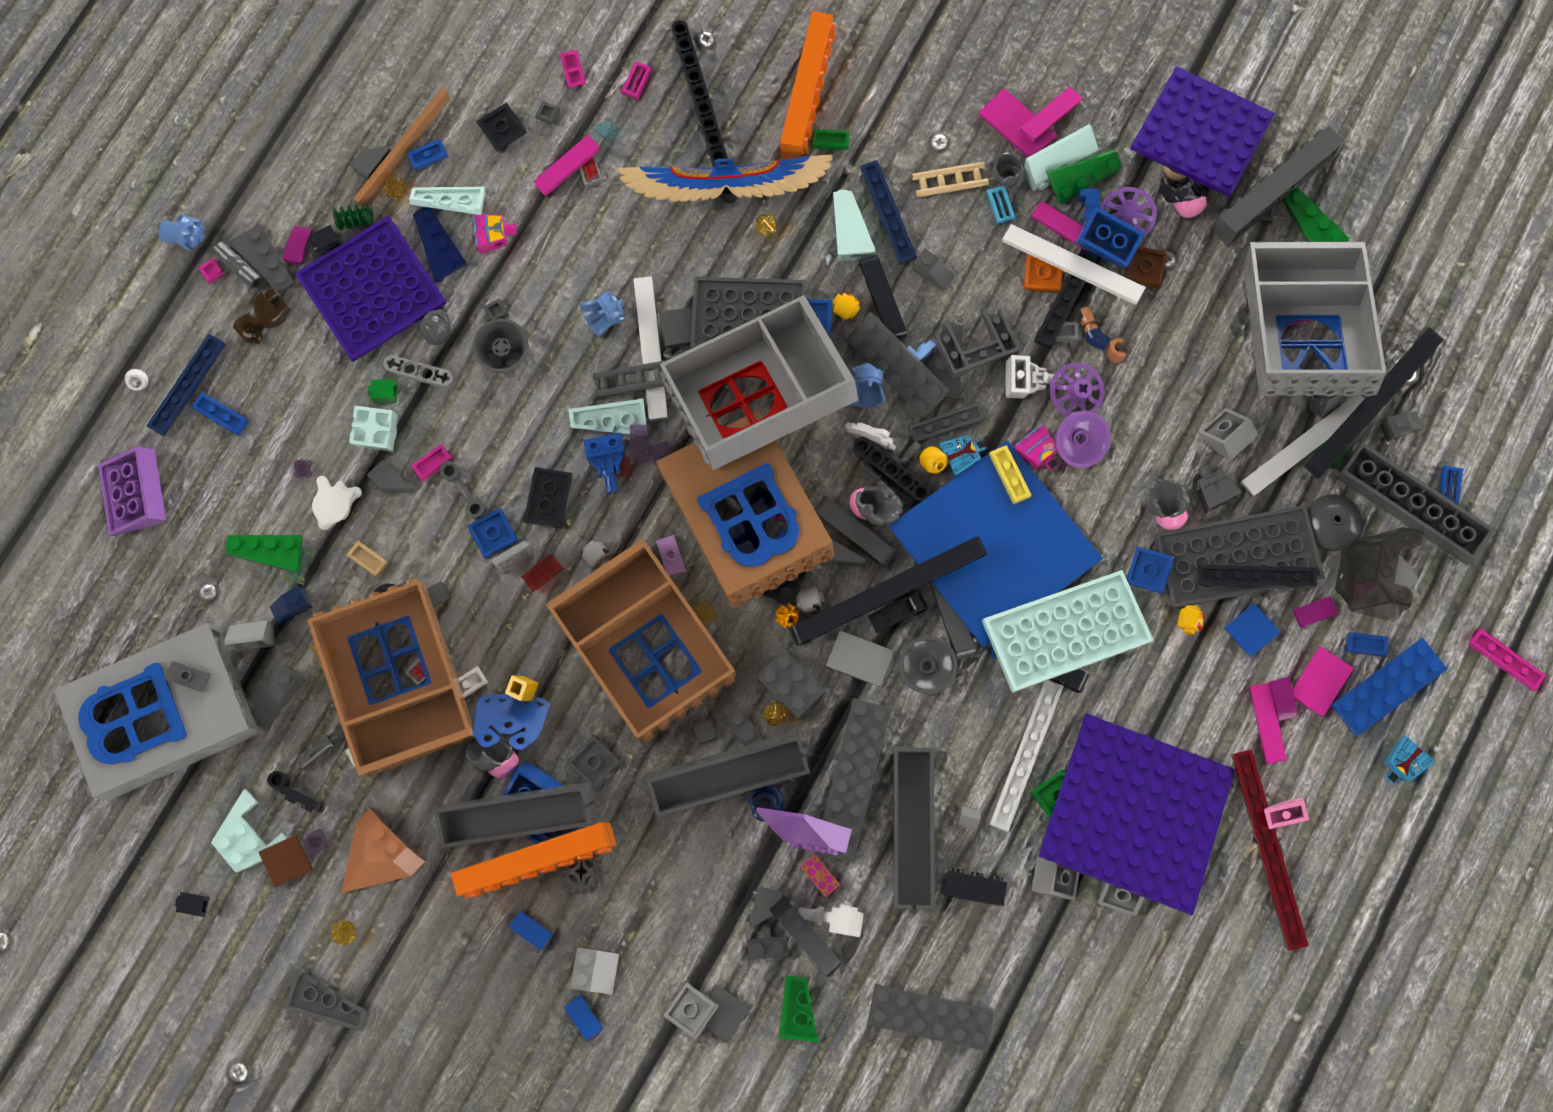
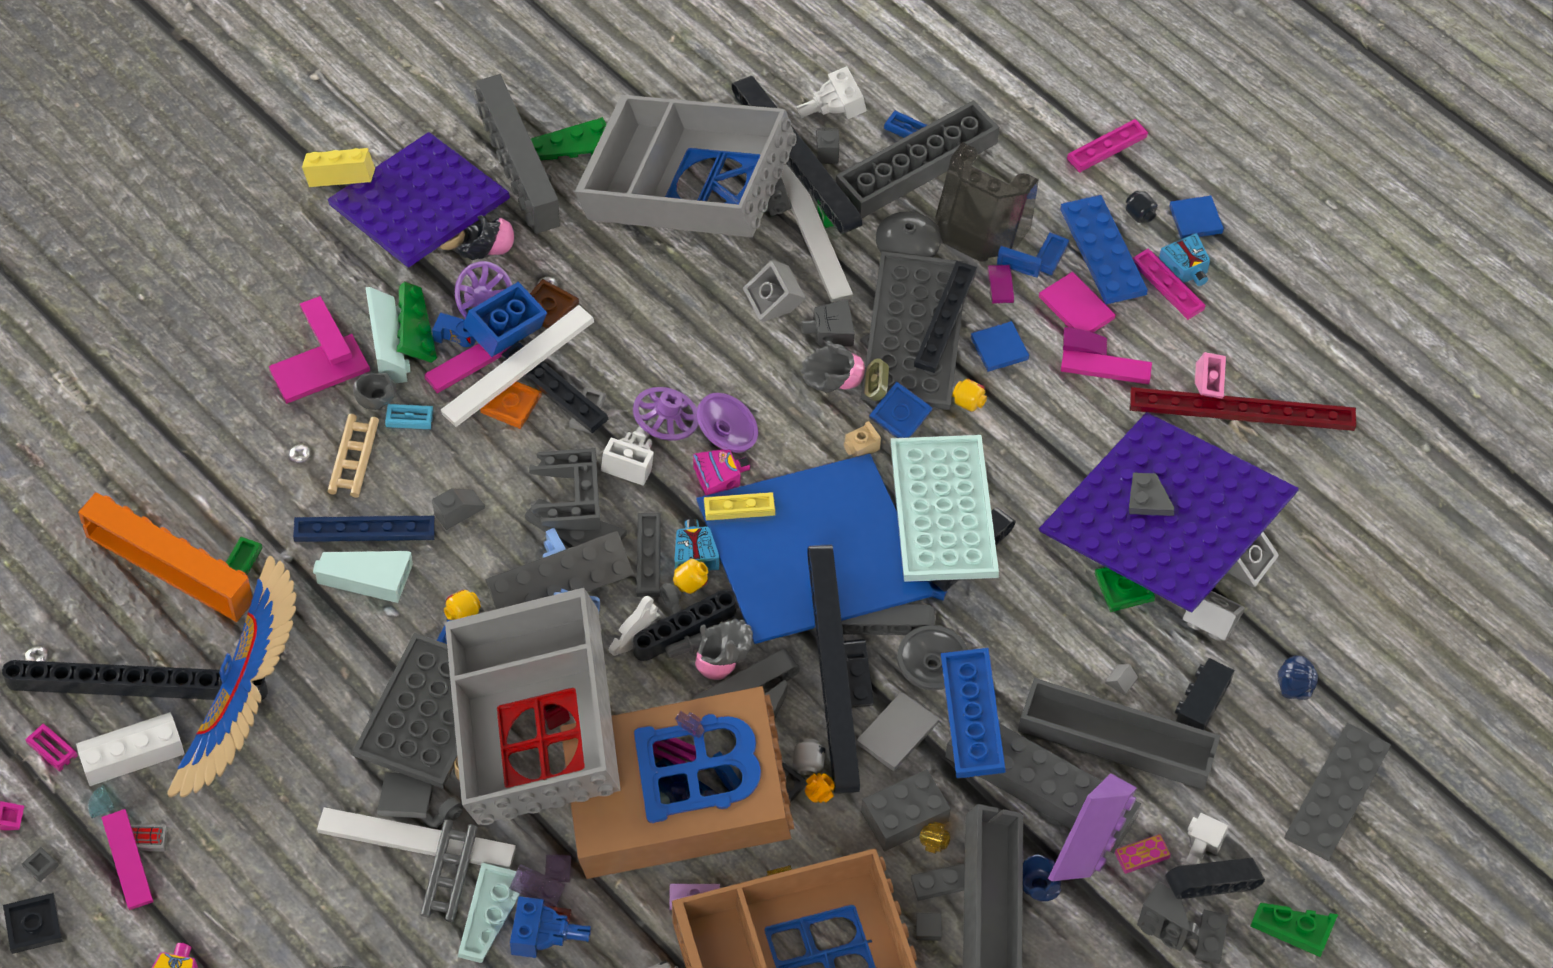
camera: 80 degrees left, 20 degrees down
(603, 312) = (350, 874): medium blue hat -> none
(652, 129) = (130, 749): none -> white slope
(765, 225) = (319, 659): clear yellow gear -> none
(779, 499) = (690, 723): none -> clear purple plate
(881, 708) = (972, 713): none -> blue plate
(882, 295) = (463, 566): black beam -> none
(1018, 959) = (1297, 677): none -> dark blue hair
(1026, 755) = (1070, 602): white tile -> none
(1098, 339) = (615, 374): nougat piece -> none
(1108, 554) = (862, 441): none -> tan brick
(1141, 792) = (1149, 496): none -> dark grey wing
(1169, 540) = (876, 379): none -> olive plate
(1204, 60) = (338, 167): none -> light yellow brick
(1343, 620) = (1019, 261): none -> blue tile
(1377, 752) = (1168, 284): none -> dark pink tile
(1447, 706) = (1141, 207): none -> black head
(1453, 416) = (836, 96): none -> white brick
(1460, 757) = (1196, 216): none -> blue tile

